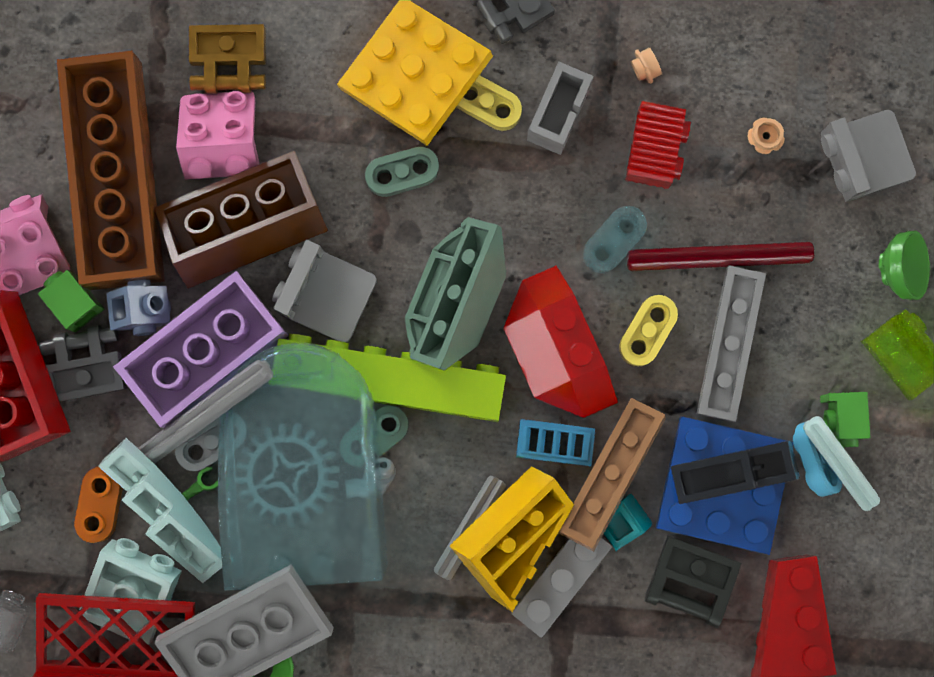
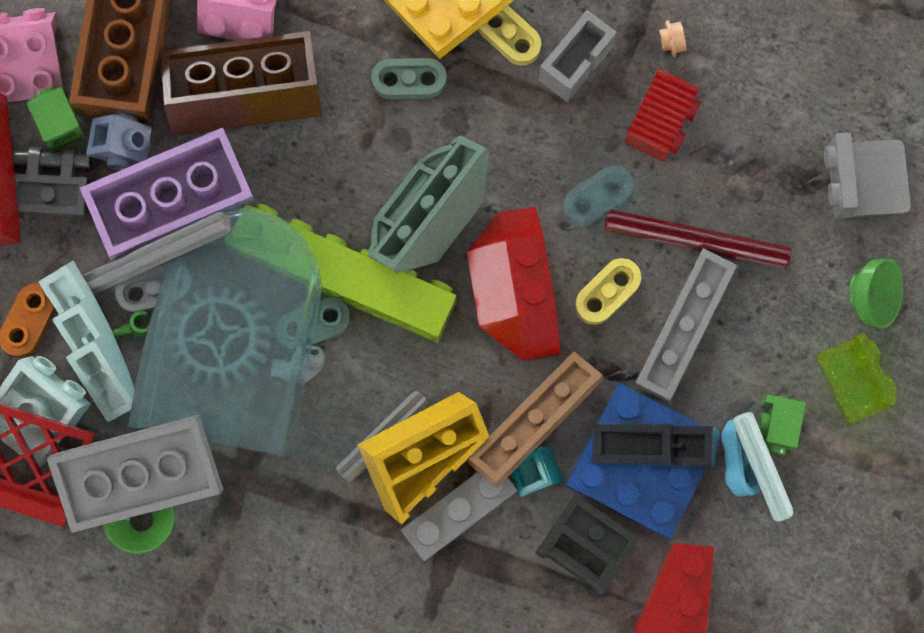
camera: 10 degrees right, 5 degrees down
(324, 292) = (301, 173): light grey bracket -> none
(524, 440) = (493, 363): dark azure slope -> none
(769, 126) = (775, 125): light nougat plate -> none

